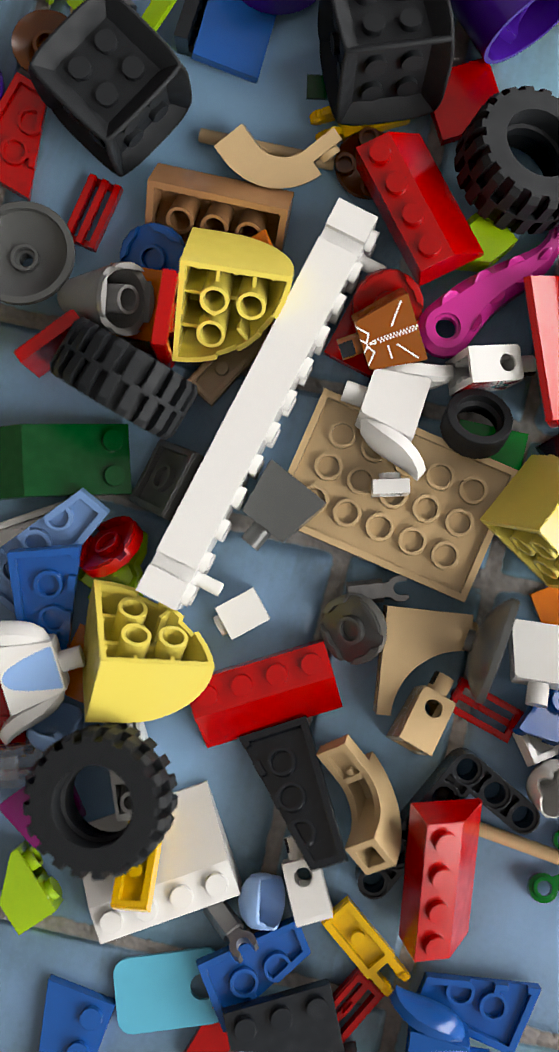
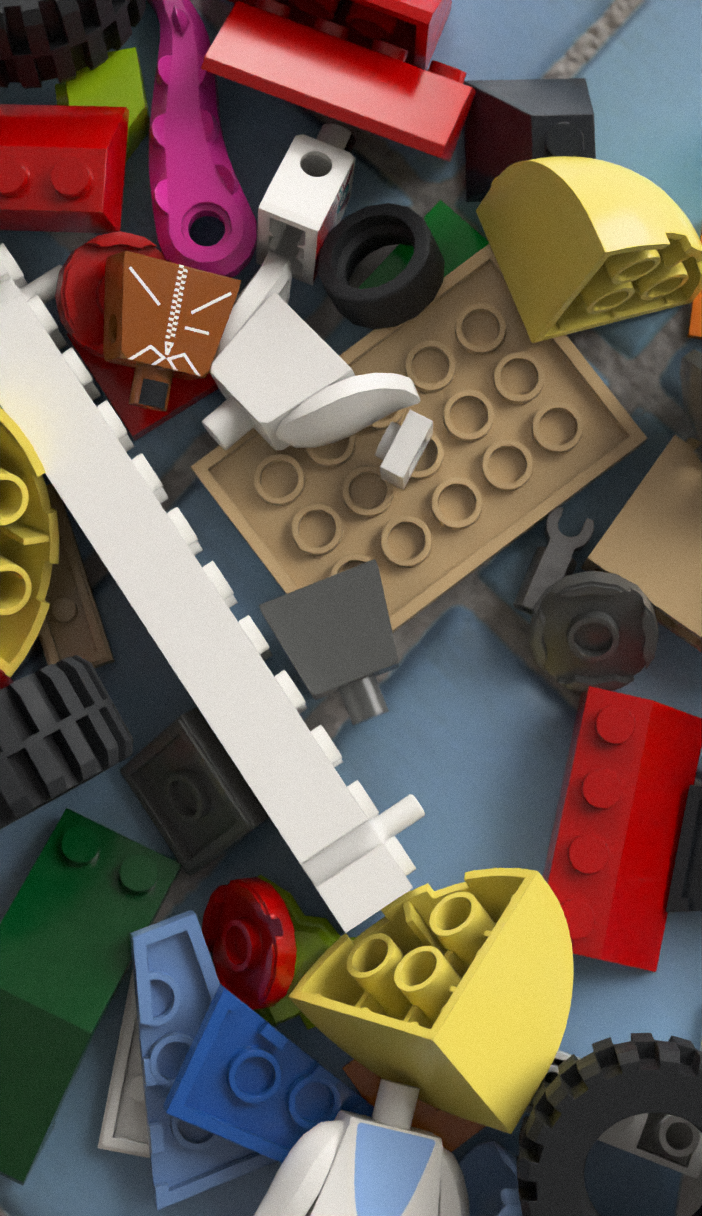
camera: 60 degrees left, 5 degrees down
(240, 614) = (472, 796): white brick -> none

